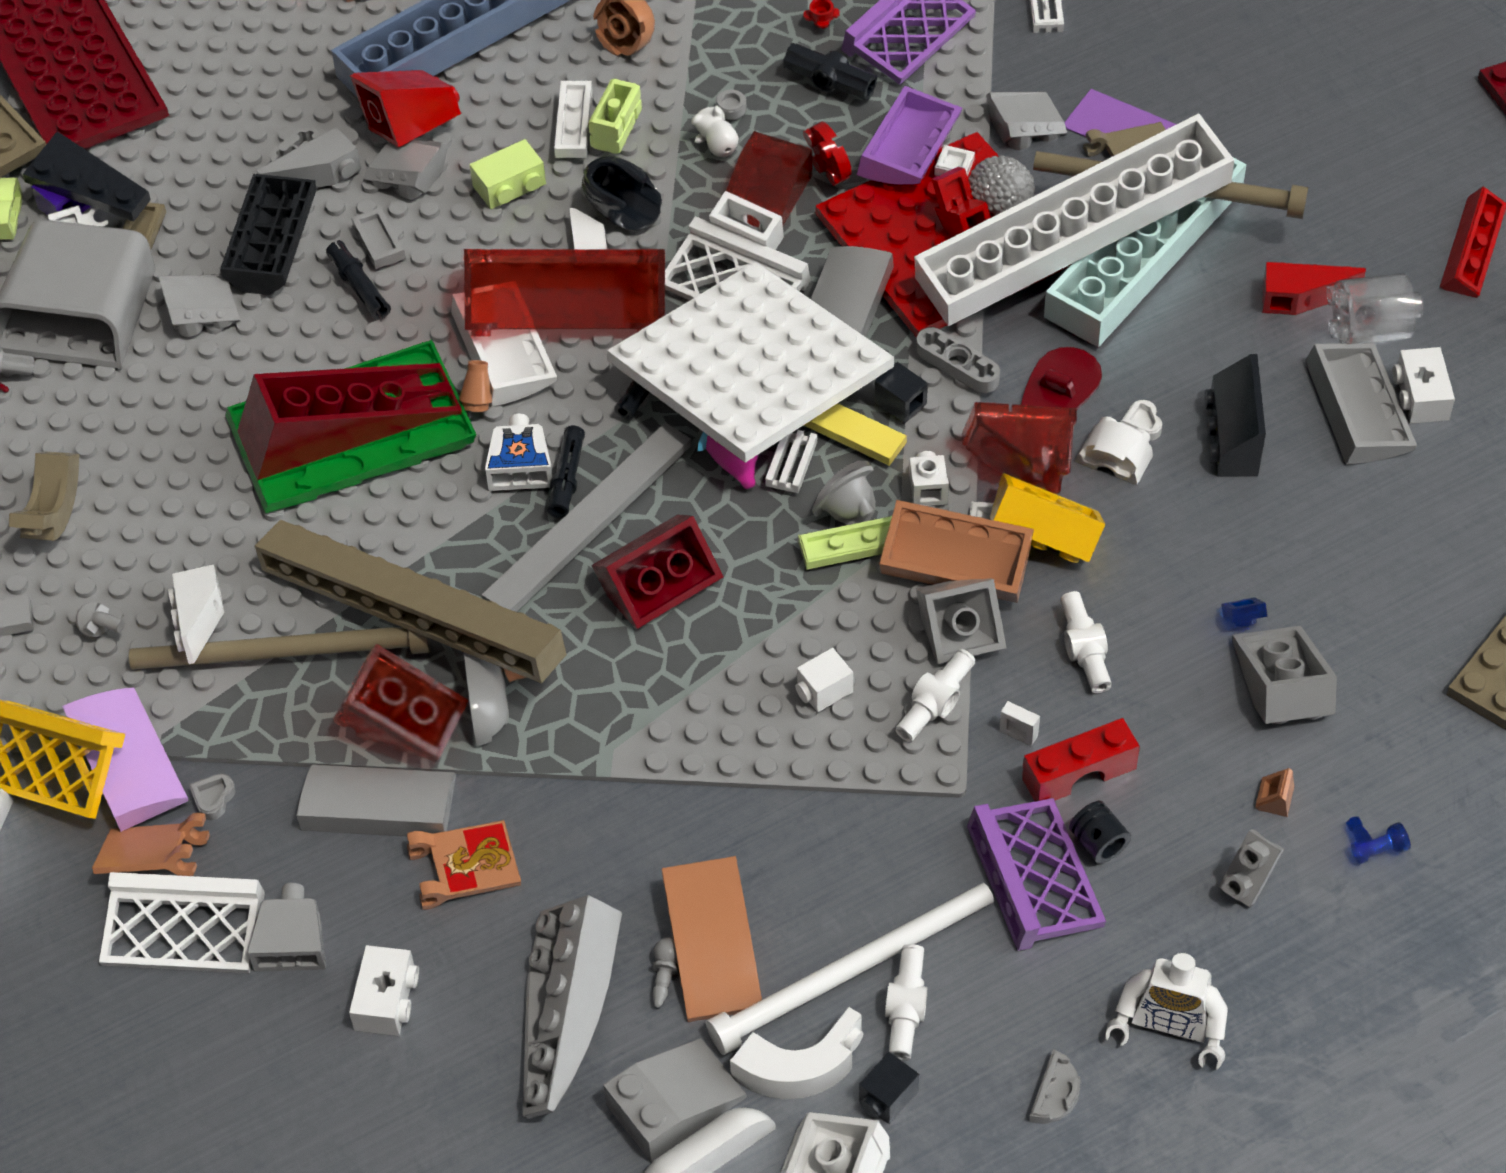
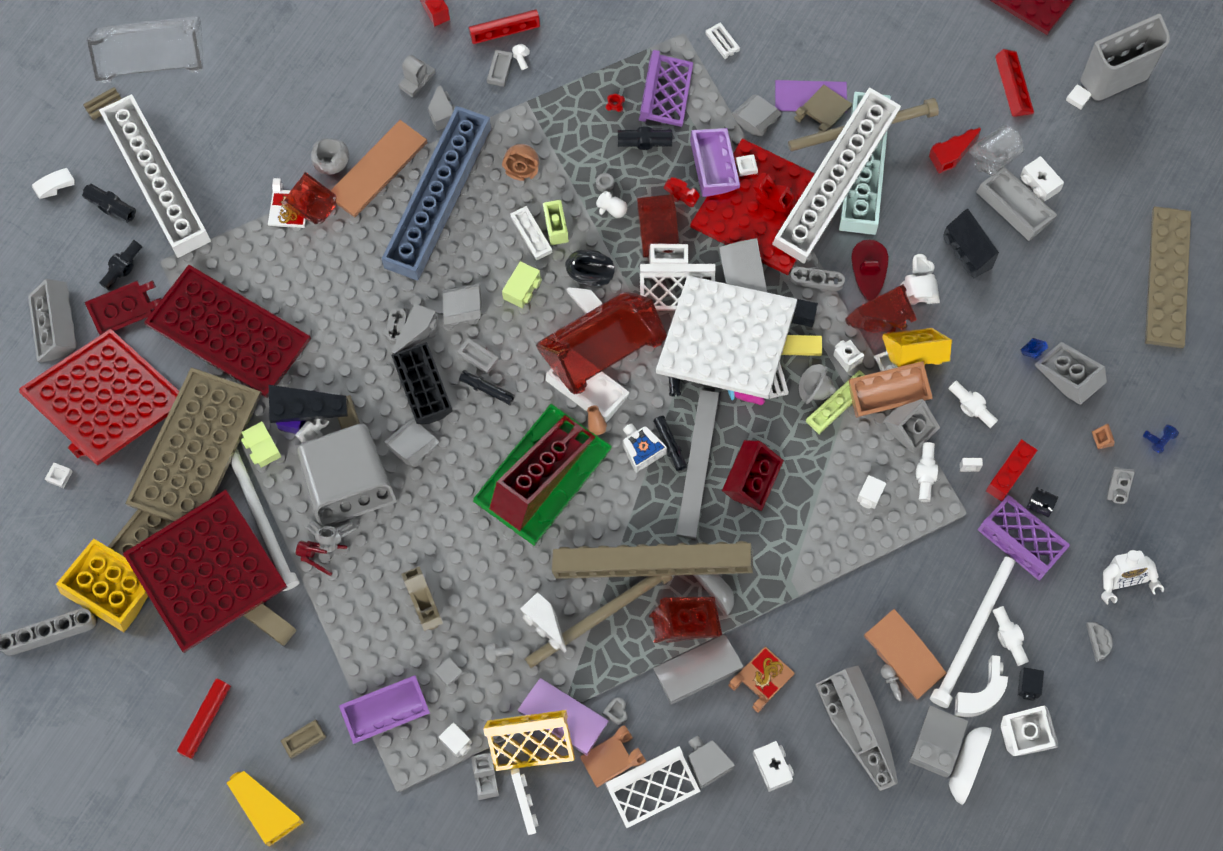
camera: 30 degrees left, 15 degrees up
(404, 103) = (441, 270): red slope -> none
(1001, 183) = (784, 170): light grey hair -> none

